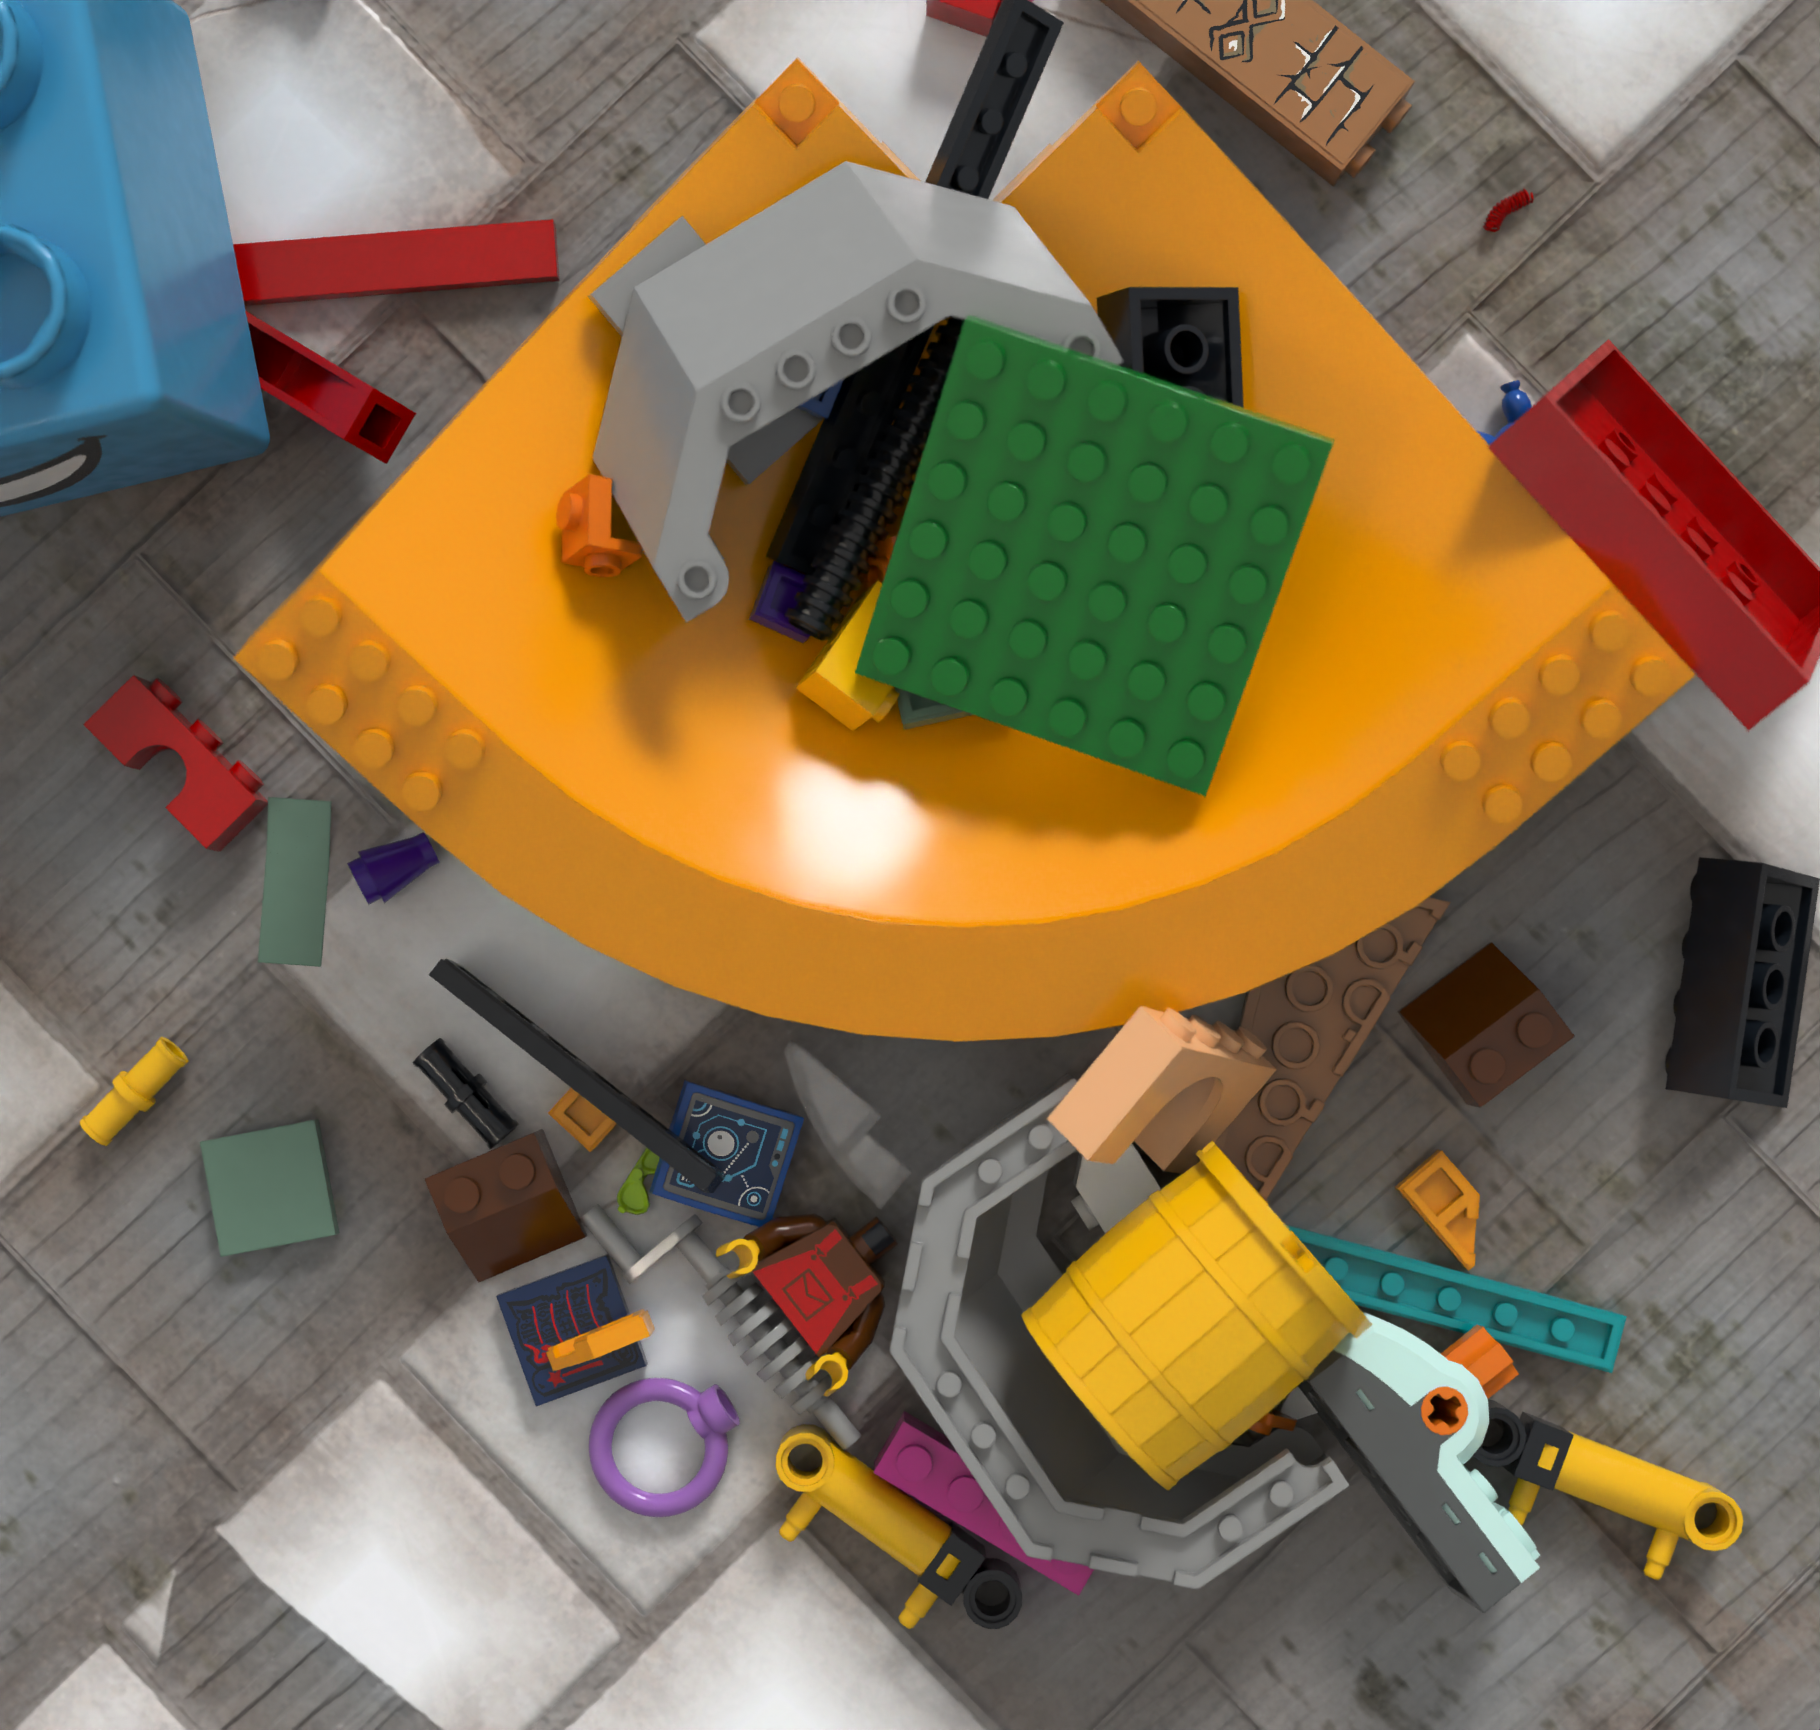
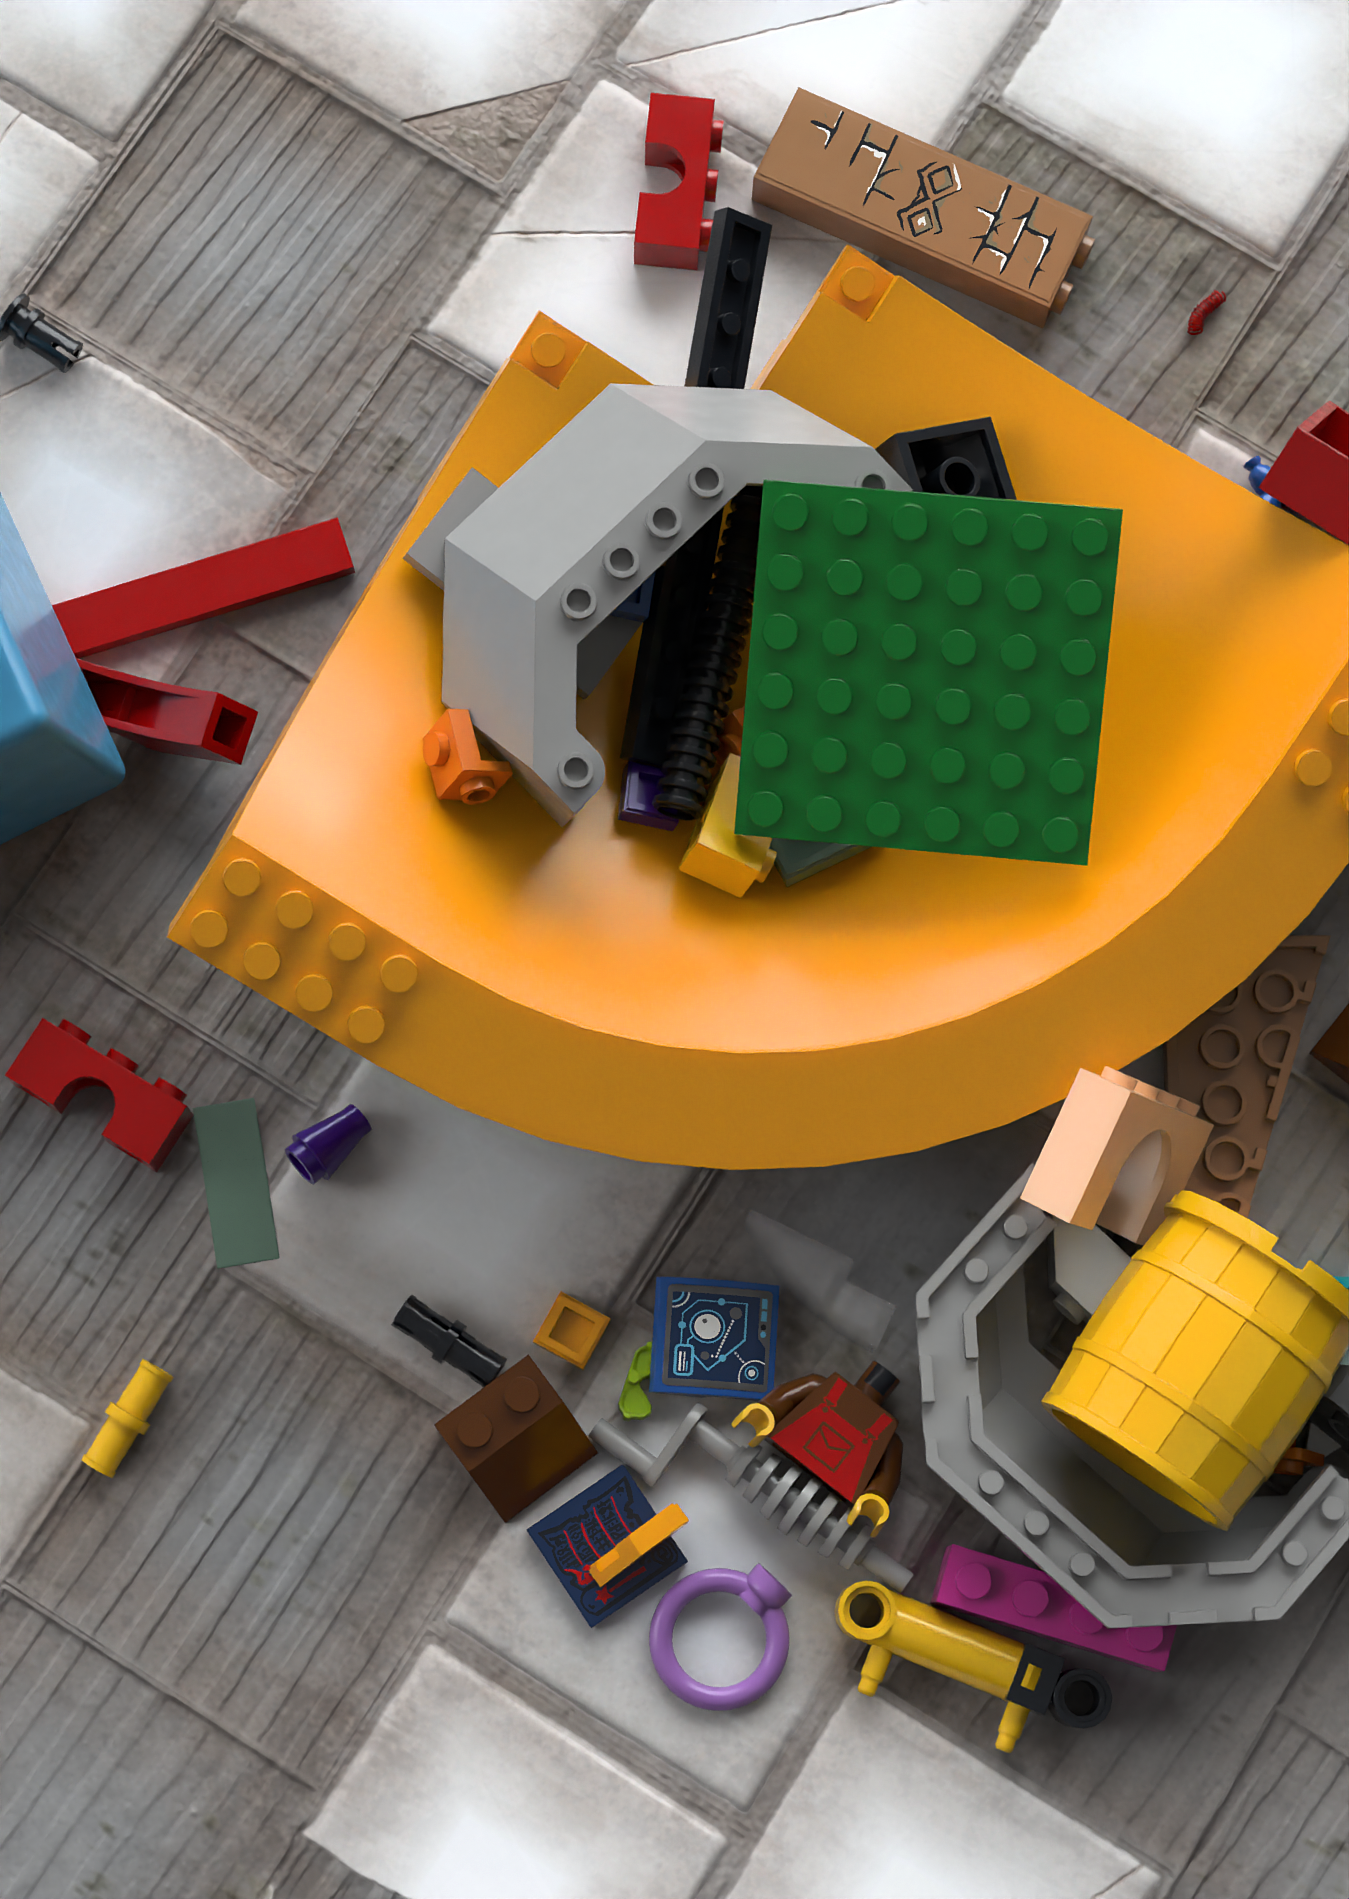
camera: 20 degrees left, 10 degrees down
(269, 1187) = (280, 1480): sand green tile -> none
(578, 1075) = (556, 1292): black tile -> none

